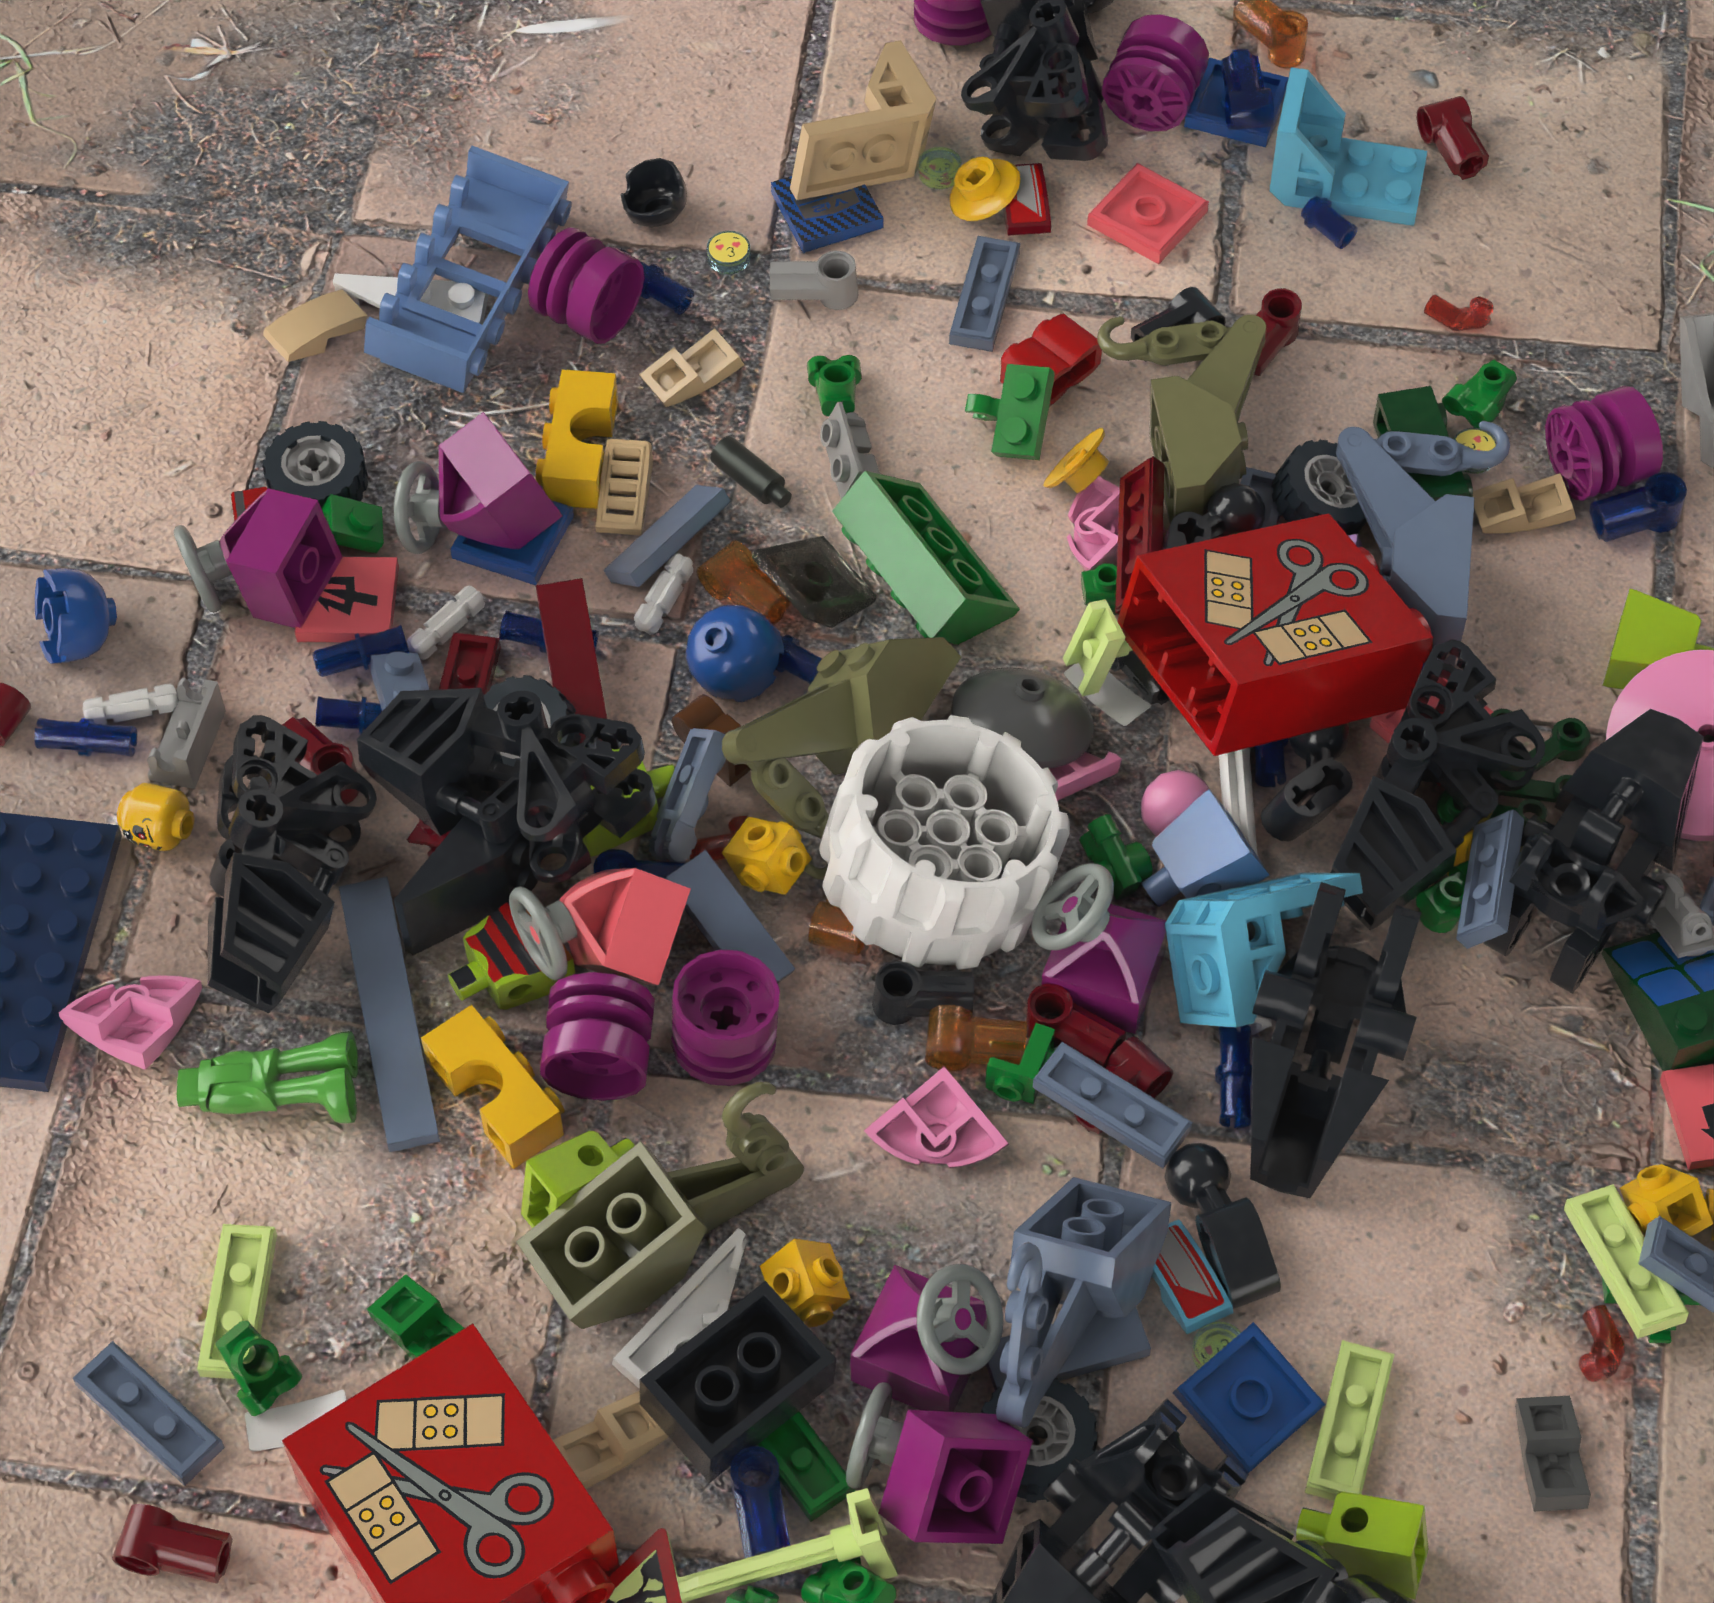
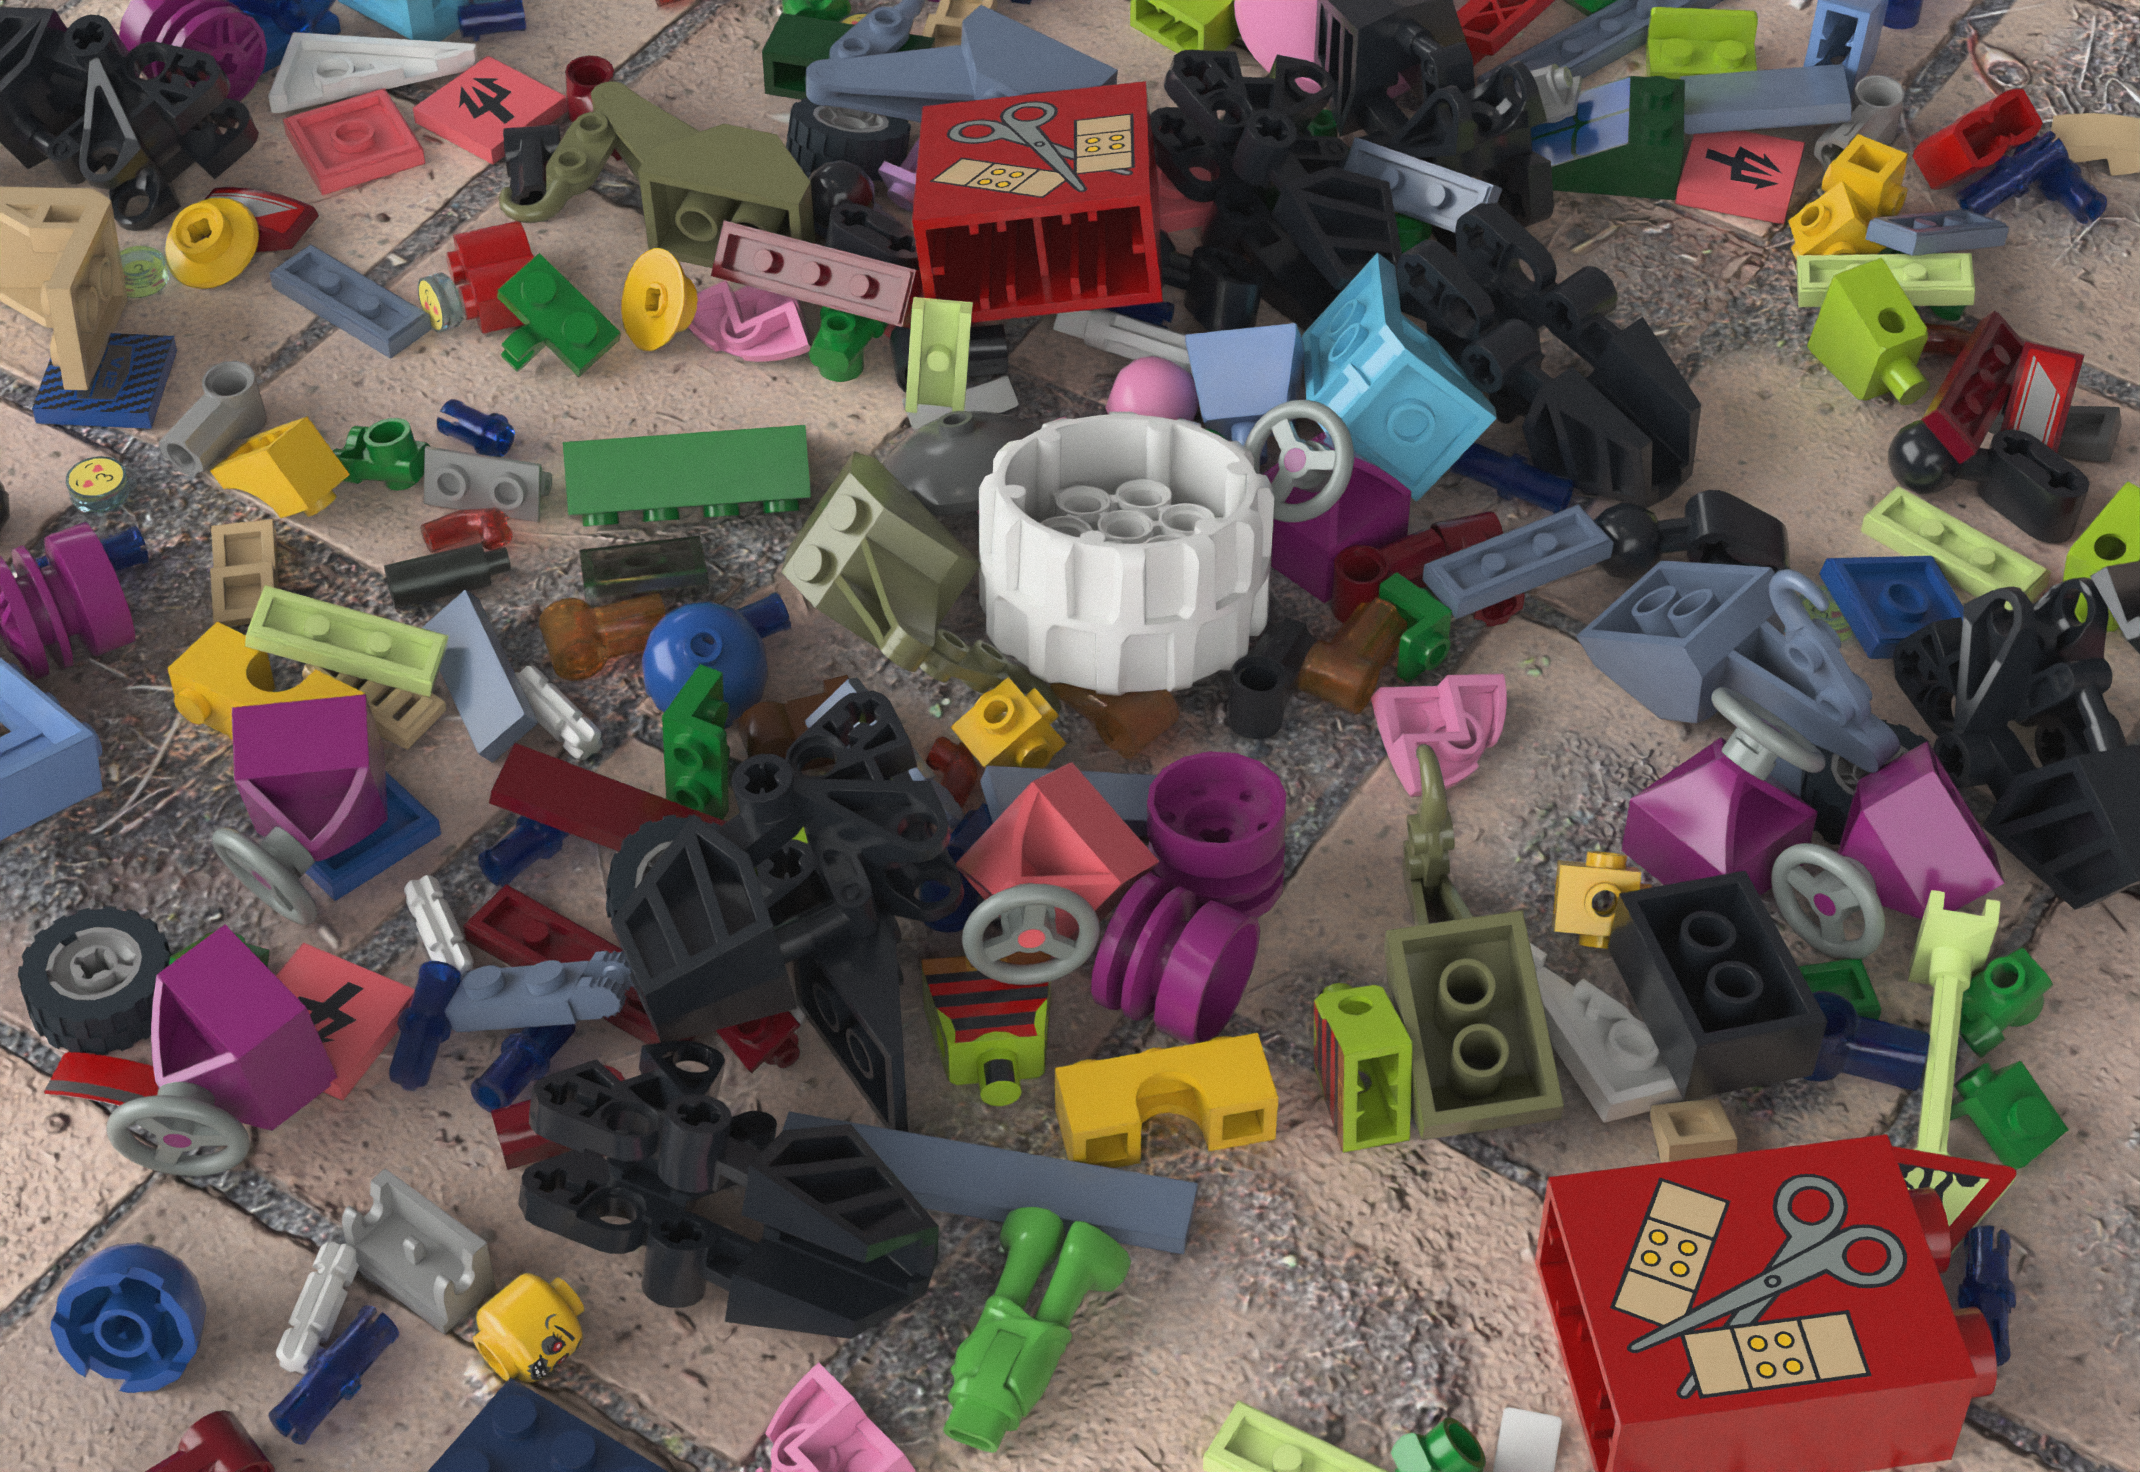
camera: 65 degrees left, 10 degrees down
(413, 1317) = (1462, 1298): green slope -> none
(638, 449) = (346, 641): none -> yellowish green tile
(649, 678) = (697, 744): none -> green bracket
(784, 340) = (285, 468): none -> yellow arch
(805, 461) = (465, 524): none -> clear red arm
(896, 431) = (486, 433): none -> clear blue pin
(1003, 336) = (441, 301): none -> clear light blue tile
(1217, 169) = (340, 67): none -> white wing
(1233, 268) = (484, 102): none -> coral tile
(1431, 1365) = (2014, 476): none -> black beam
(1521, 1369) = (1975, 387): none -> dark red tile
(1534, 1424) = (2043, 392): none -> slope
(1550, 1260) = (1871, 335): none -> lime torso

